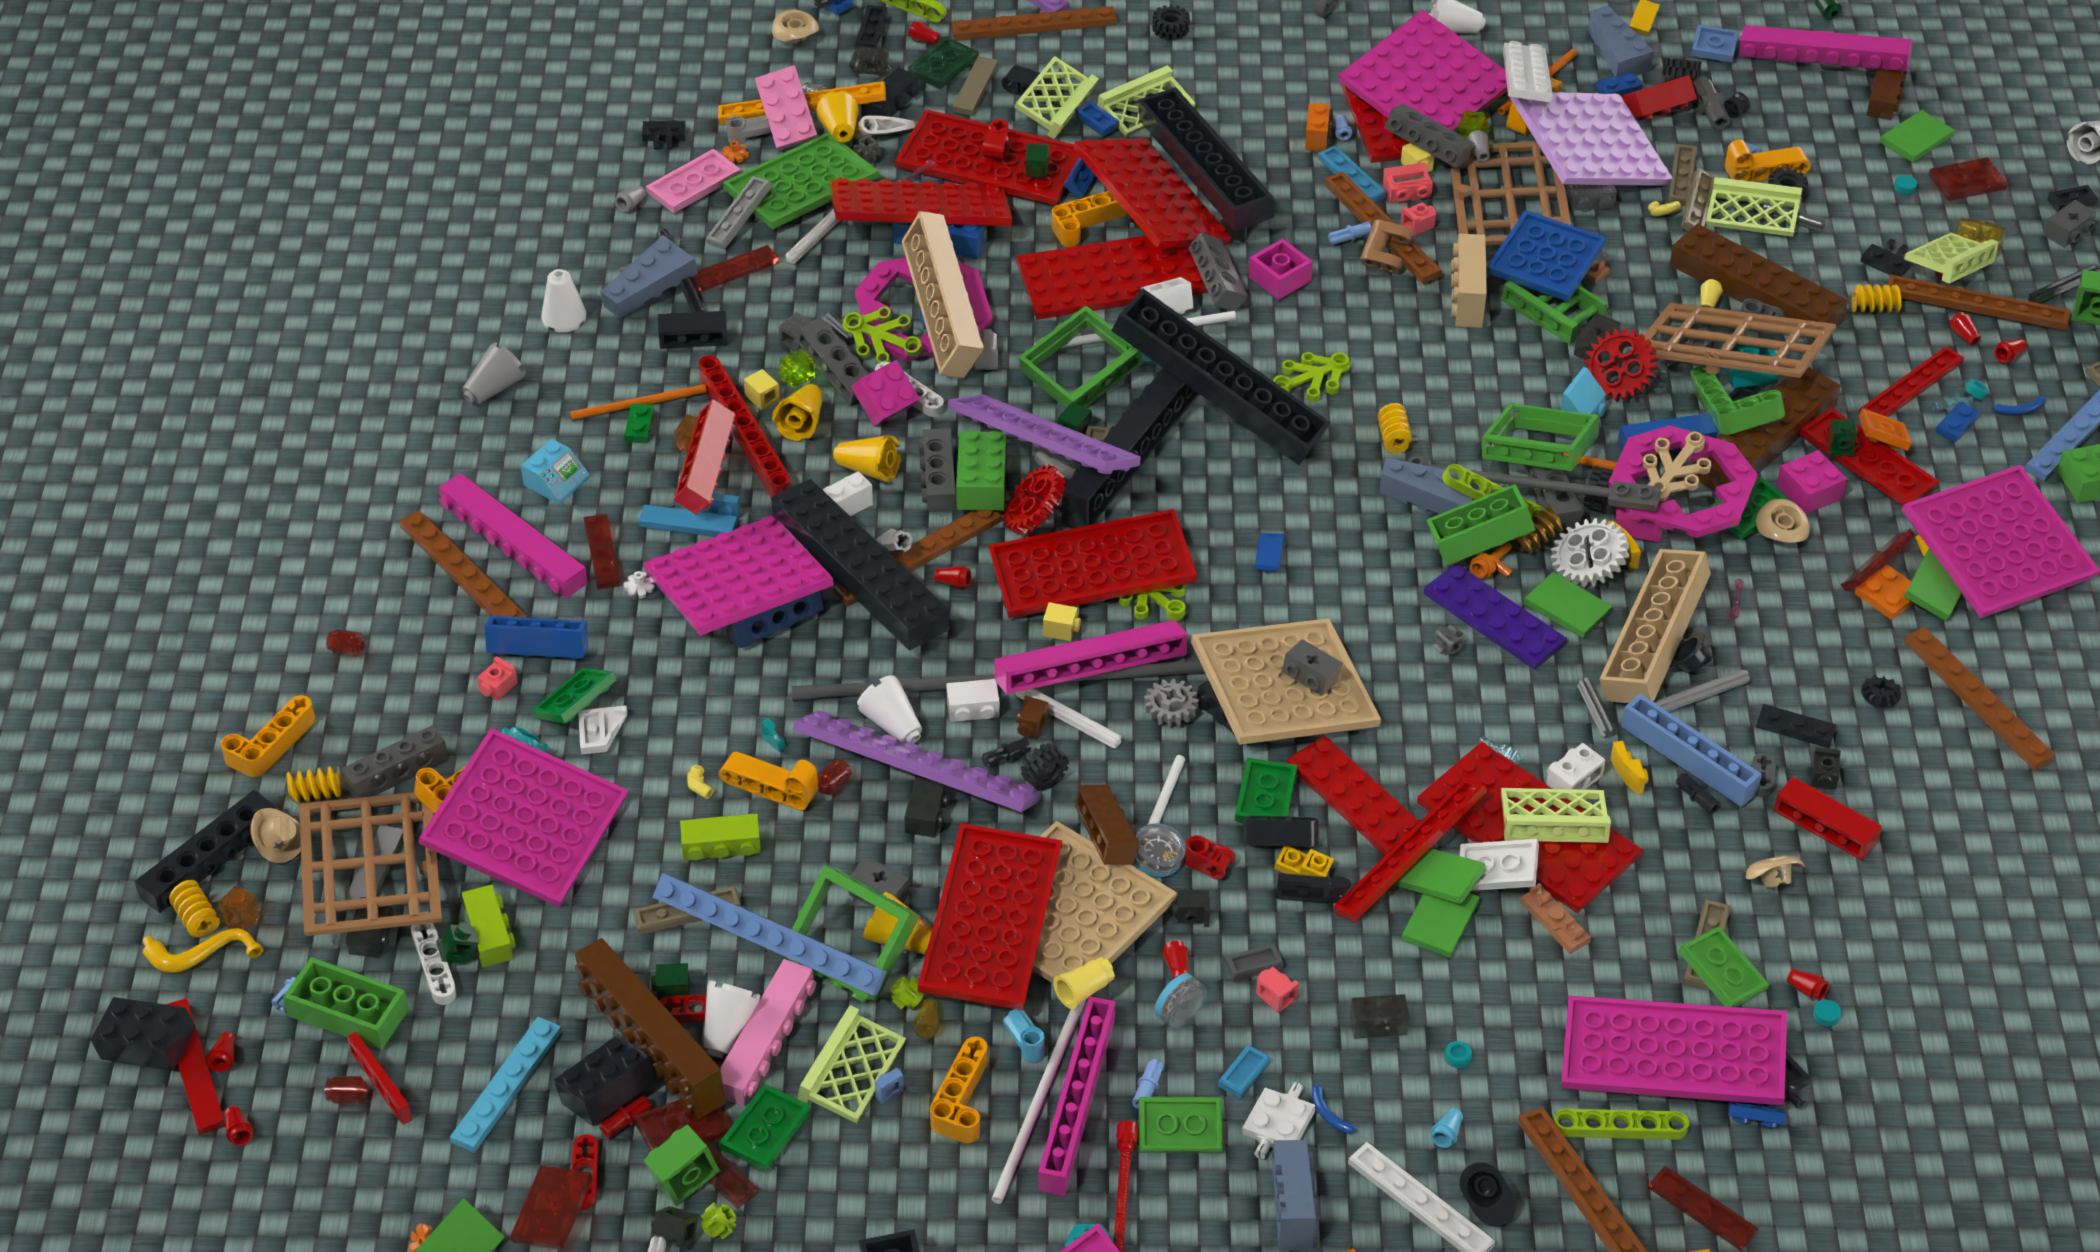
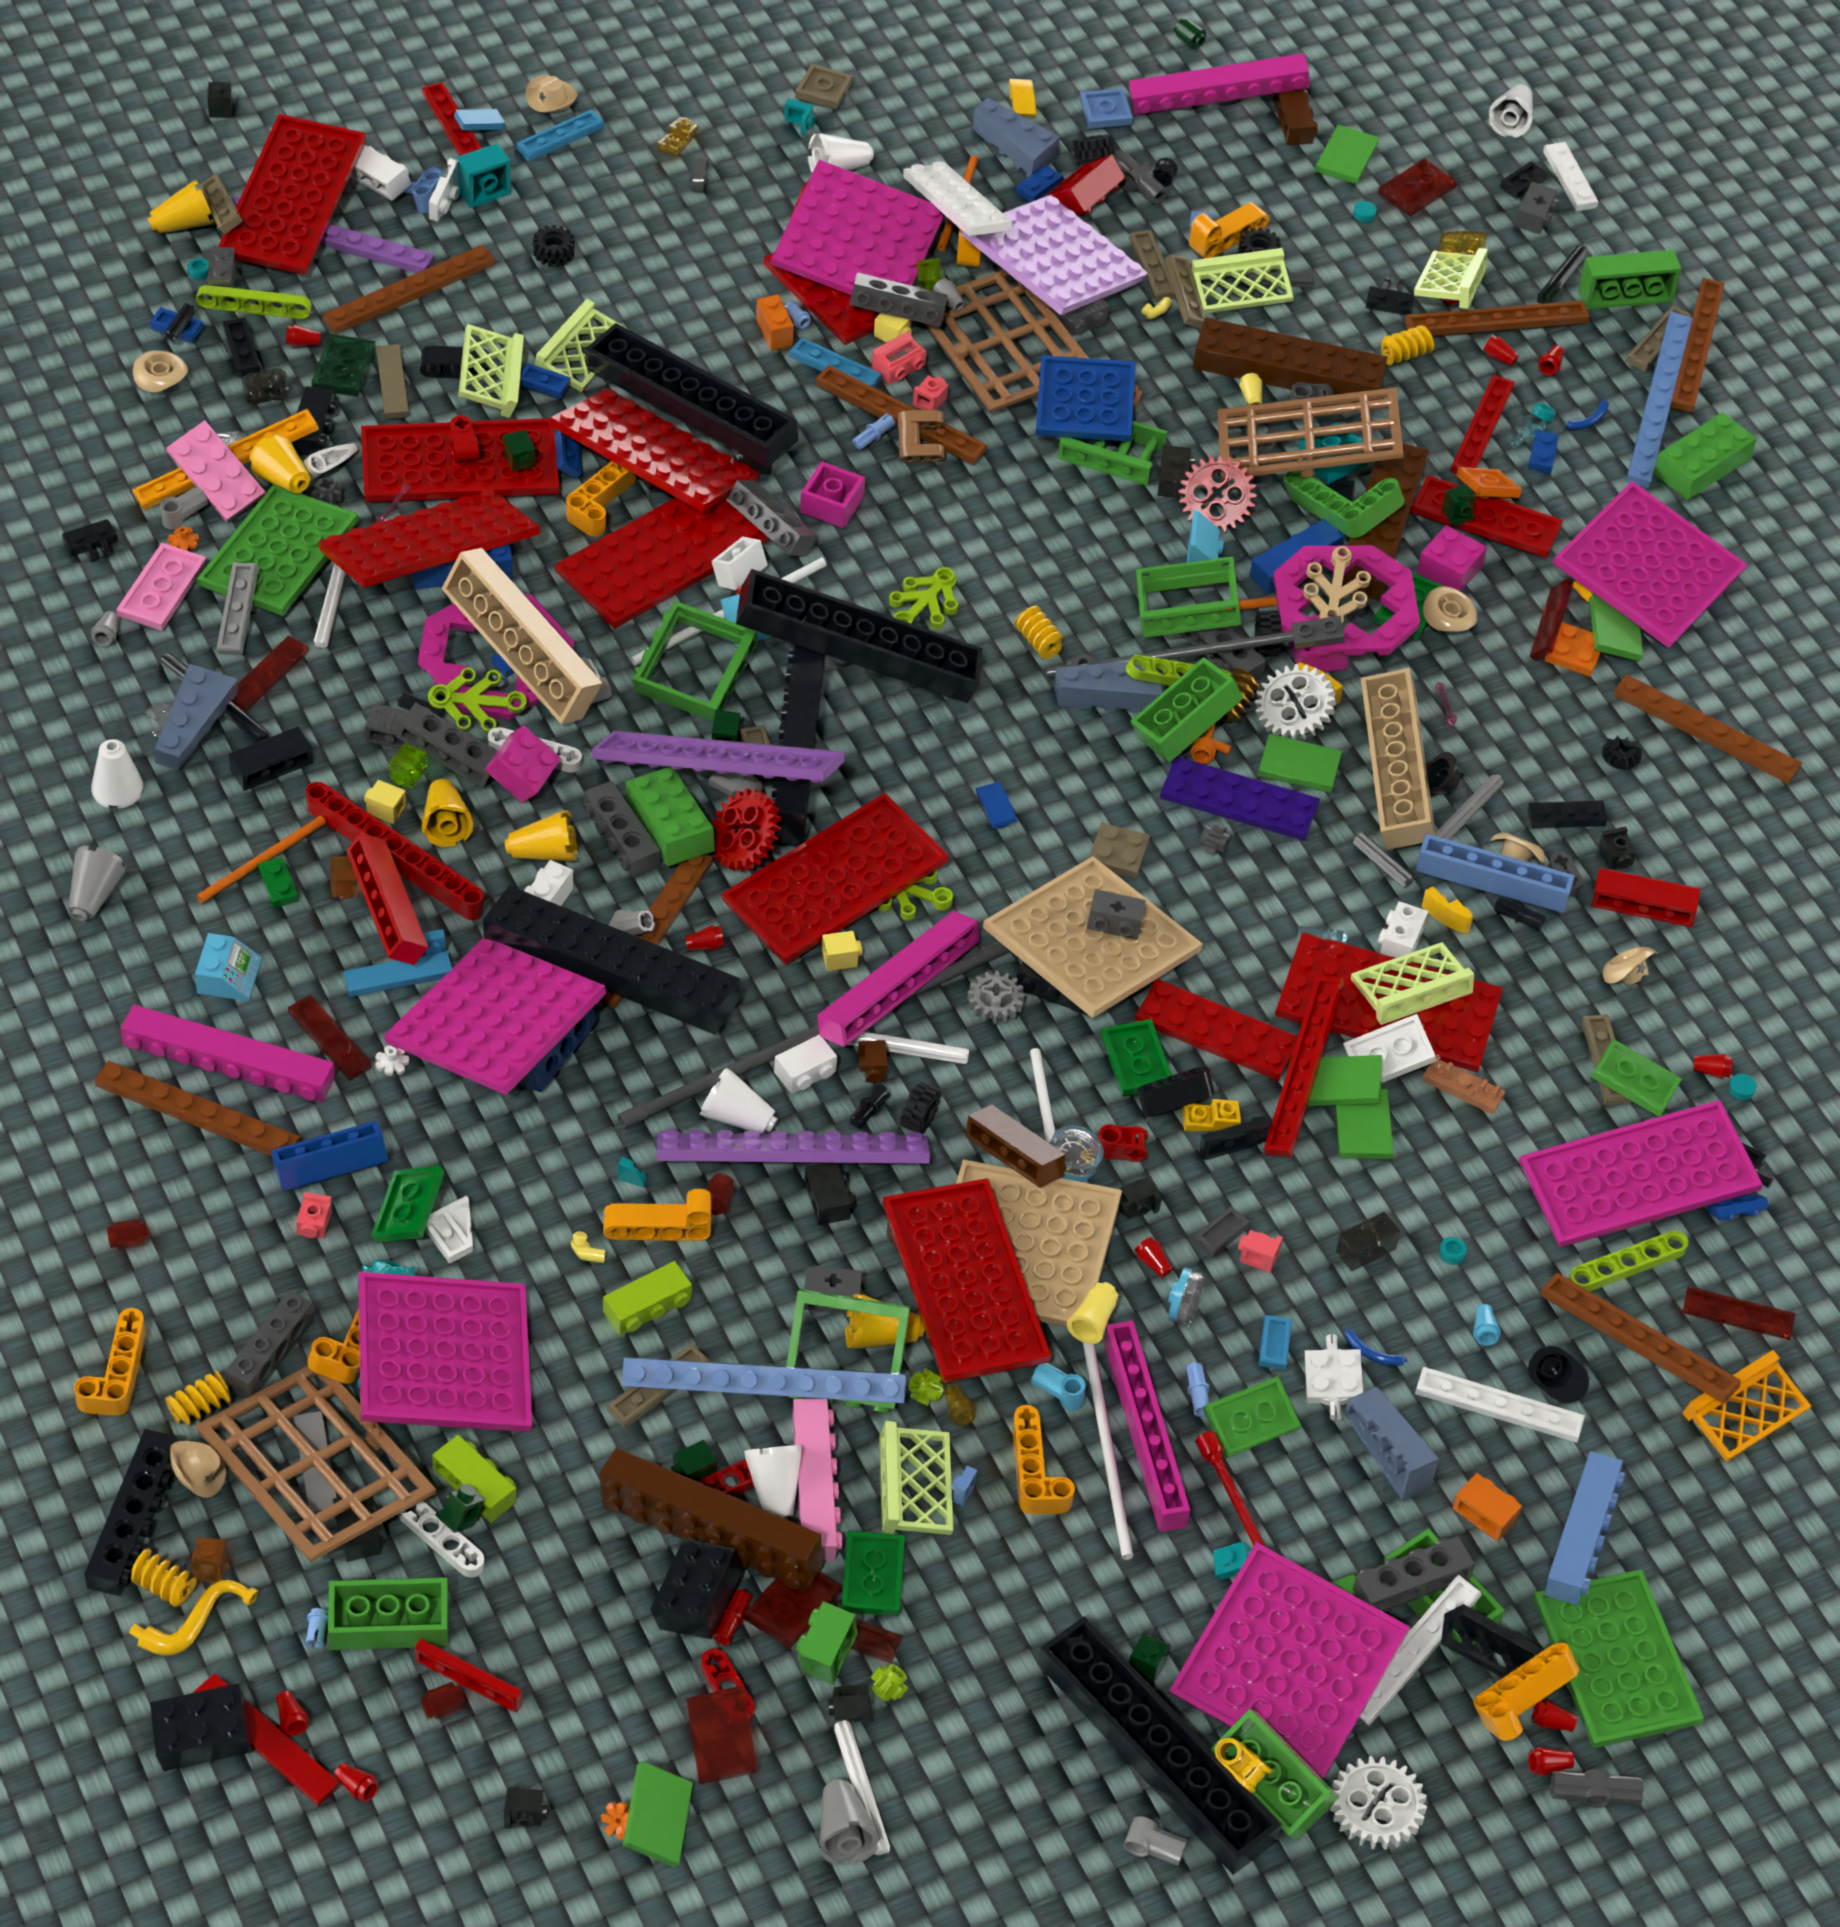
camera: 30 degrees left, 5 degrees up
(352, 1200) = (525, 1807): none -> pearl dark grey brick
(505, 1085) = (594, 1632): medium azure plate -> none
(1359, 622) = (1120, 849): none -> dark tan plate
(1468, 280) = (1024, 448): tan brick -> none
(1727, 736) = (1518, 848): none -> tan hat

